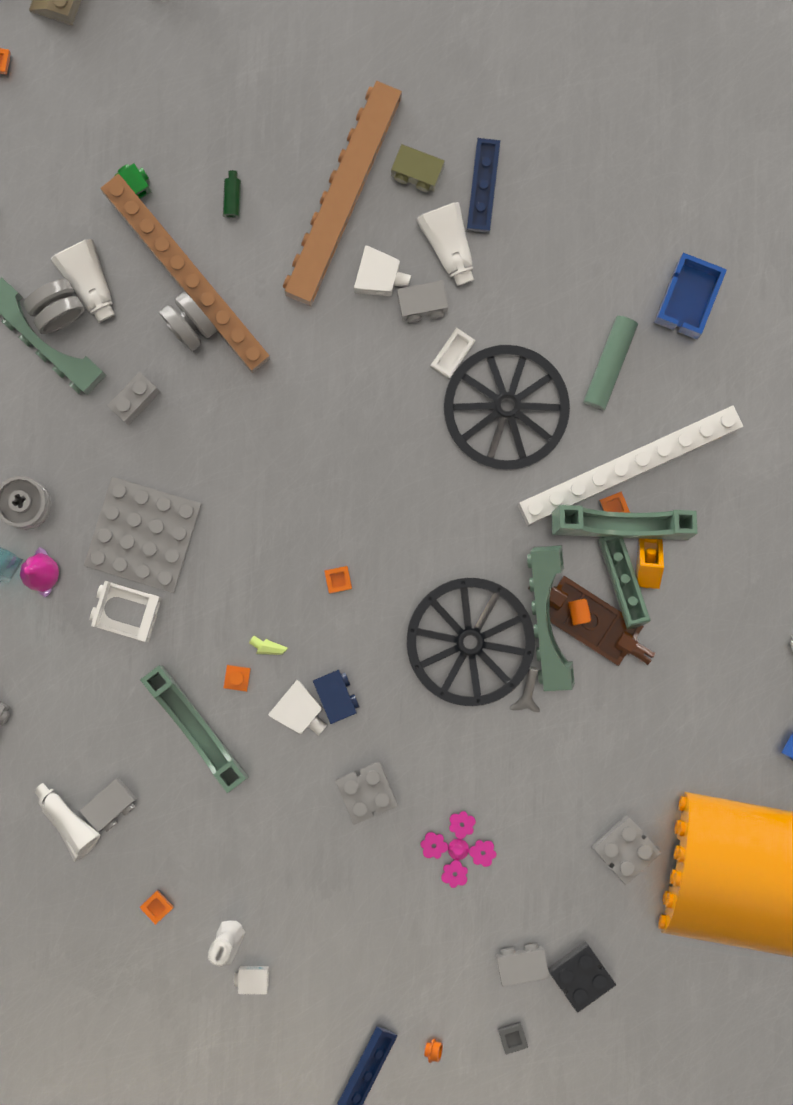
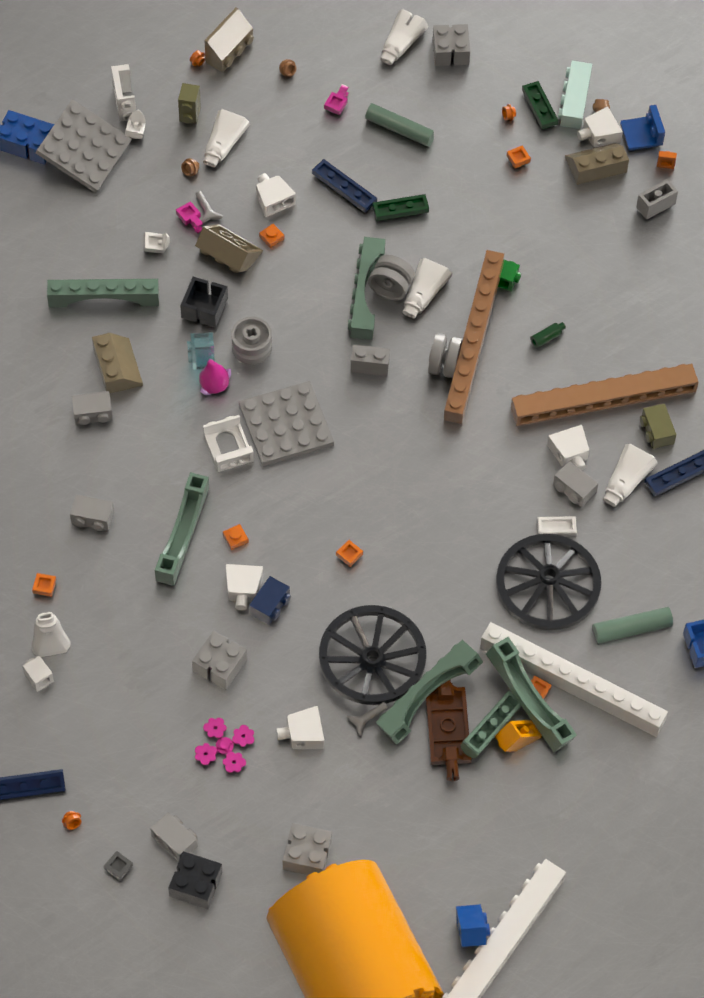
camera: 50 degrees right, 25 degrees down
(76, 833) = (60, 502): white piece -> none
(267, 647) = (270, 541): yellowish green bar -> none
(498, 763) = (303, 730): none -> white torso
(579, 611) = (448, 708): orange brick -> none

